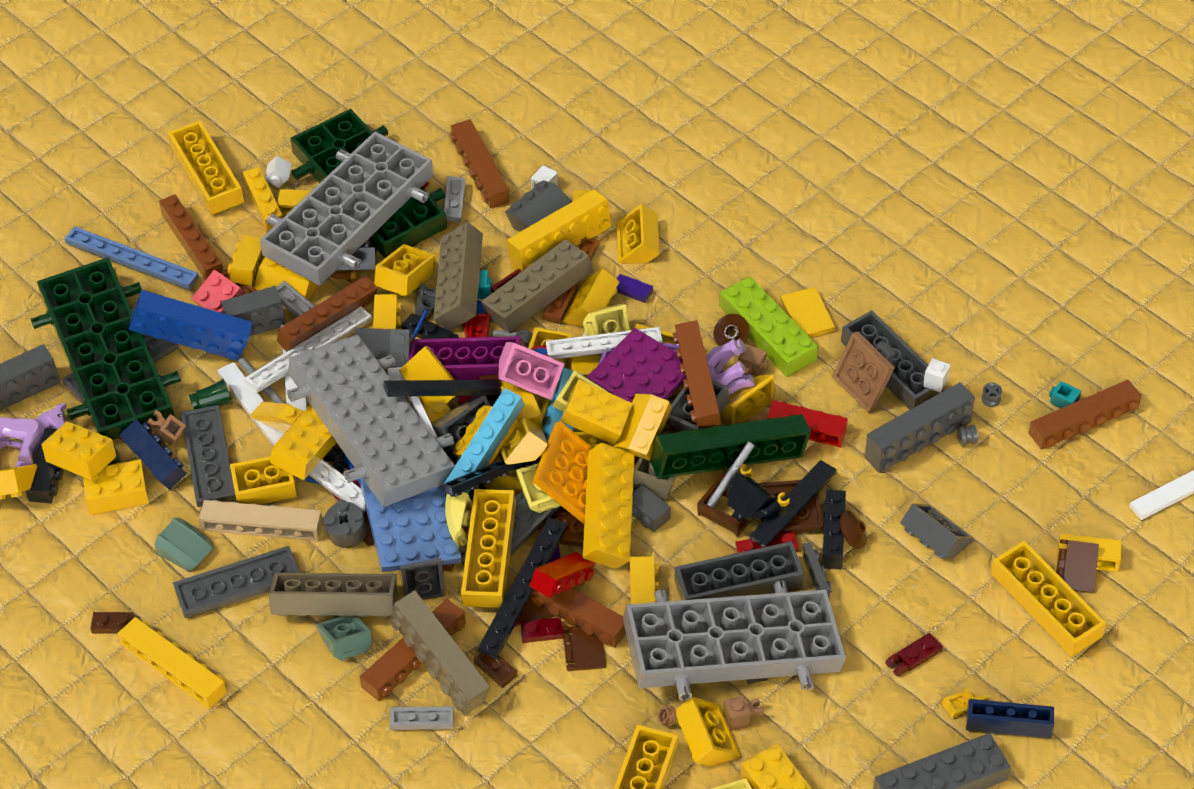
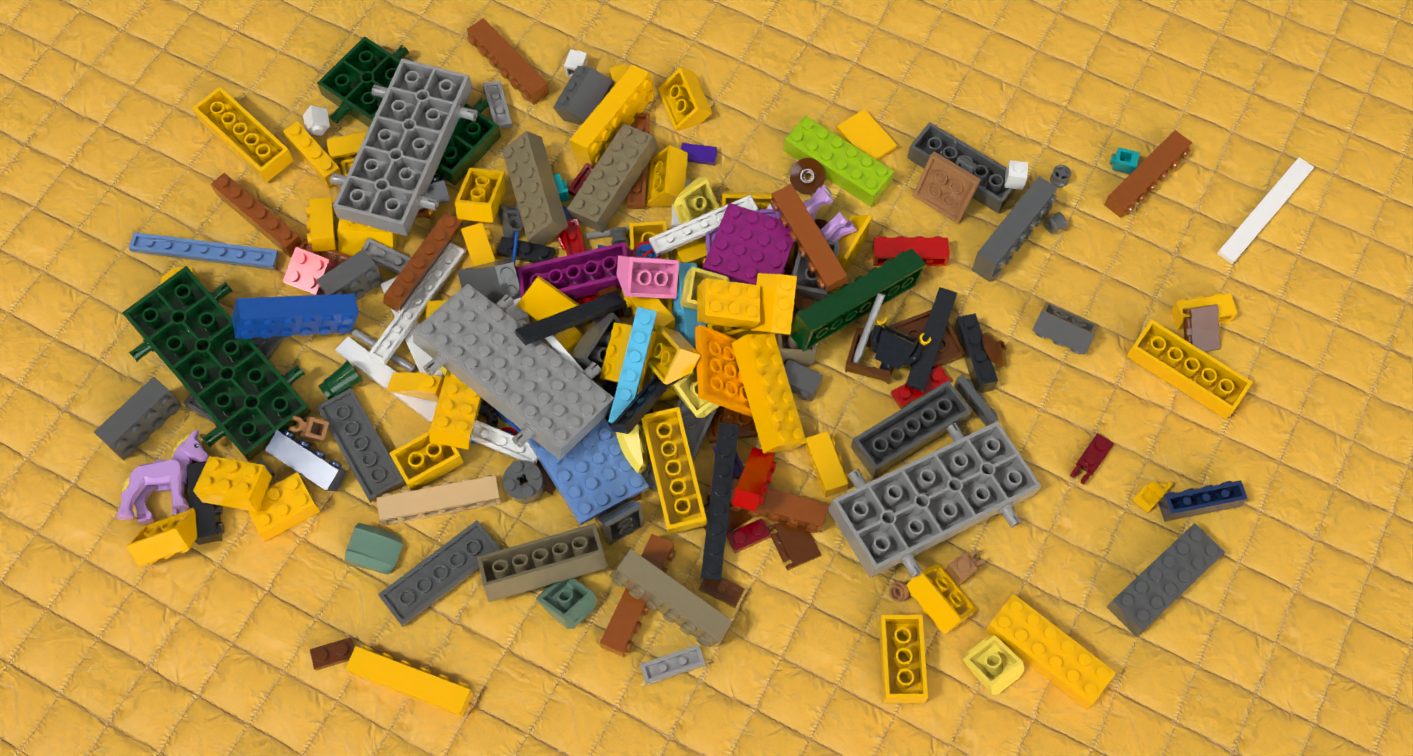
camera: 20 degrees left, 15 degrees up
(753, 360) = (841, 201): medium nougat brick -> none

